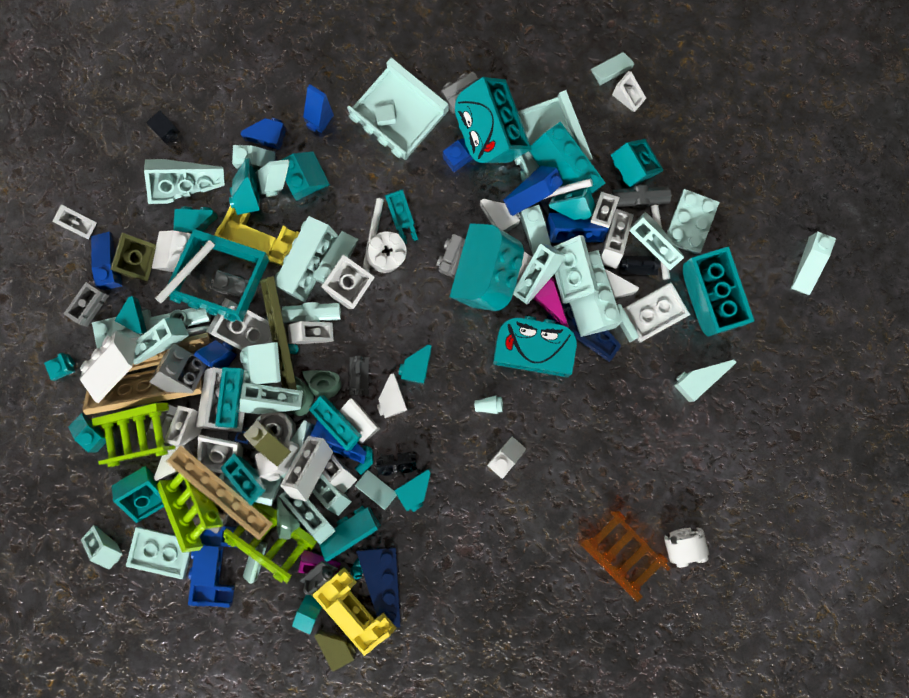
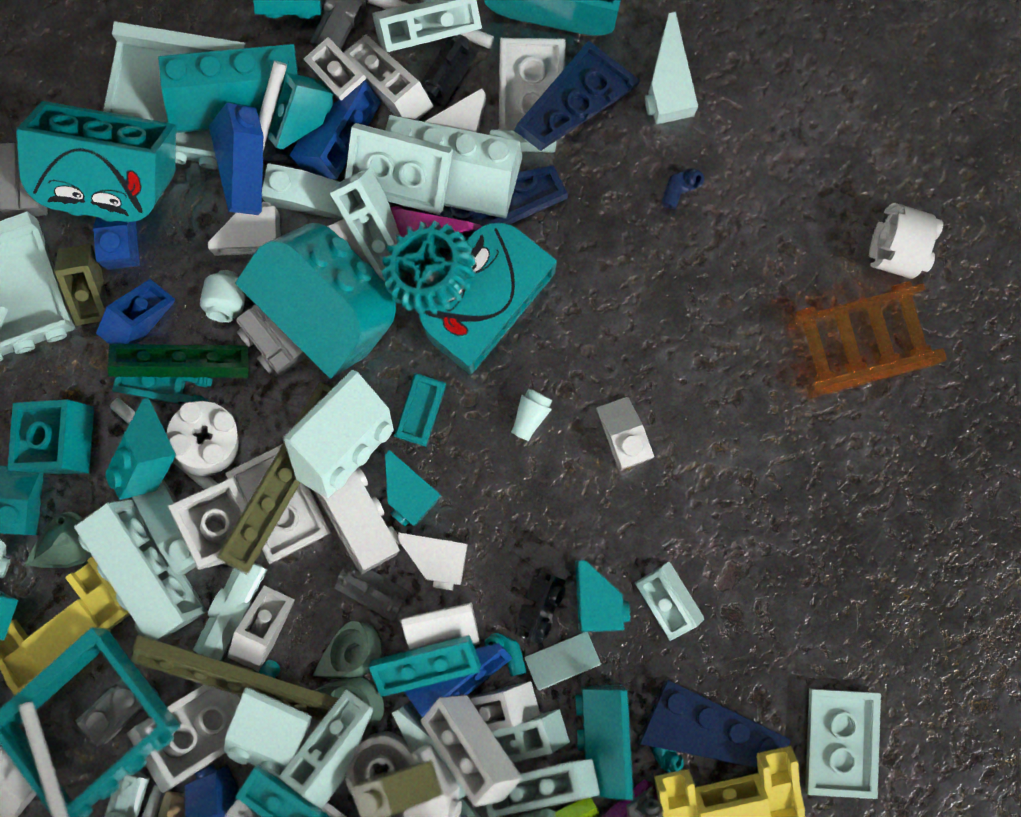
camera: 65 degrees left, 0 degrees up
(297, 213) = (59, 544): none -> sand green piece
(346, 179) = (51, 437): none -> teal slope
(360, 227) = (141, 455): none -> teal slope
(376, 306) = (302, 519): none -> white tile
(388, 301) = (266, 503): none -> olive tile
(390, 348) = (360, 523): none -> white brick
(413, 654) = (843, 743): none -> light aqua plate
(417, 218) = (177, 360): none -> dark green plate
(424, 316) = (338, 435): none -> light aqua slope
(427, 184) = (134, 314): none -> blue slope
(428, 150) = (81, 283): none -> olive slope
(435, 527) = (669, 601): none -> light aqua slope
(460, 220) = (222, 297): none -> light aqua head
(460, 349) = (420, 410): none -> teal tile
(534, 306) = (435, 277): none -> teal gear
(650, 414) = (679, 184): none -> dark blue arm
(666, 337) = (576, 95): none -> dark blue wing

